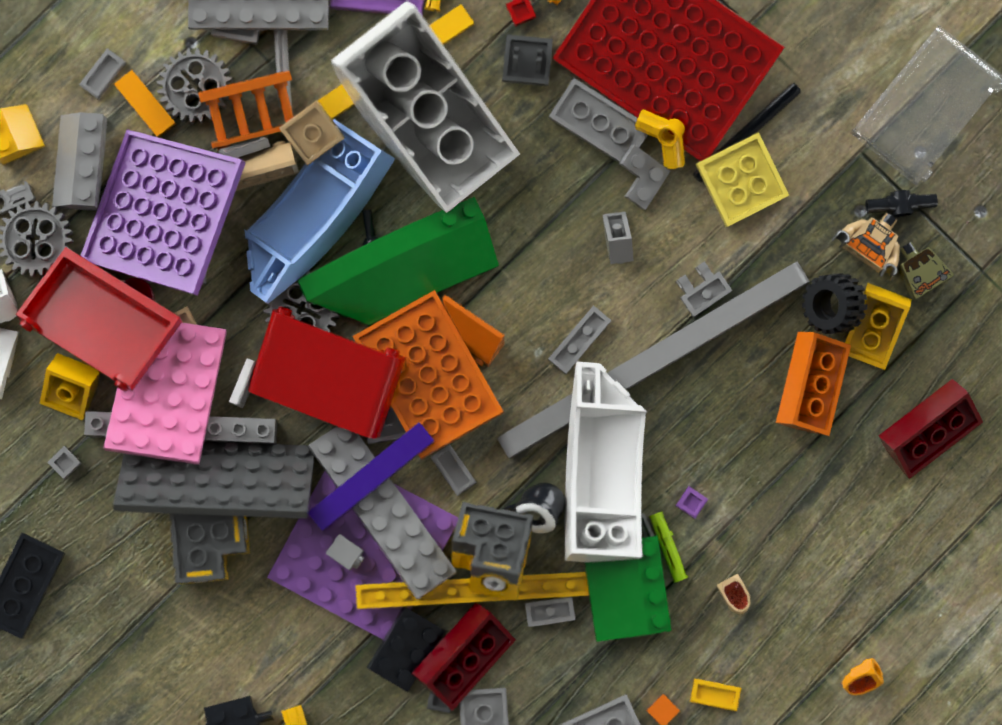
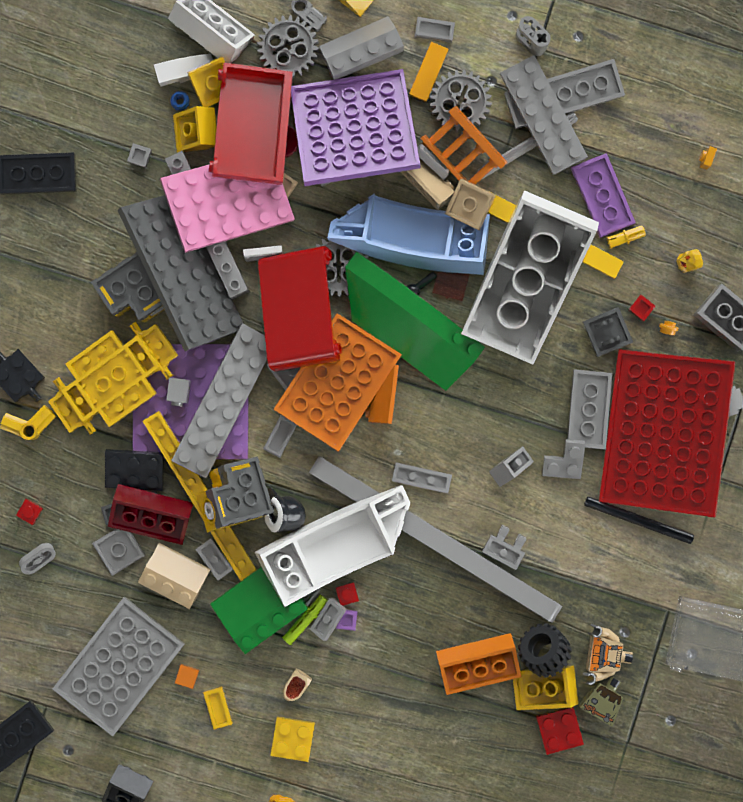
camera: 60 degrees right, 5 degrees up
(21, 387) = (177, 95): none -> blue plate
(25, 346) = (206, 82): none -> yellow plate
(292, 619) = (112, 378): none -> yellow piece
(371, 476) = (241, 381): dark purple tile -> none
(387, 200) = (451, 285): none -> clear red piece
(545, 664) = (174, 576): none -> tan slope
(663, 487) = (347, 594): none -> red plate
(671, 144) = (600, 469): yellow piece -> none
(680, 521) = (328, 619): none -> light grey plate
(742, 179) = (601, 535): light yellow plate -> none
(791, 630) = (292, 739): none -> yellow plate
(901, 203) = (645, 660): black pin -> none
(930, 335) = (559, 730): none -> red plate
(931, 428) = (491, 765): dark red slope -> none

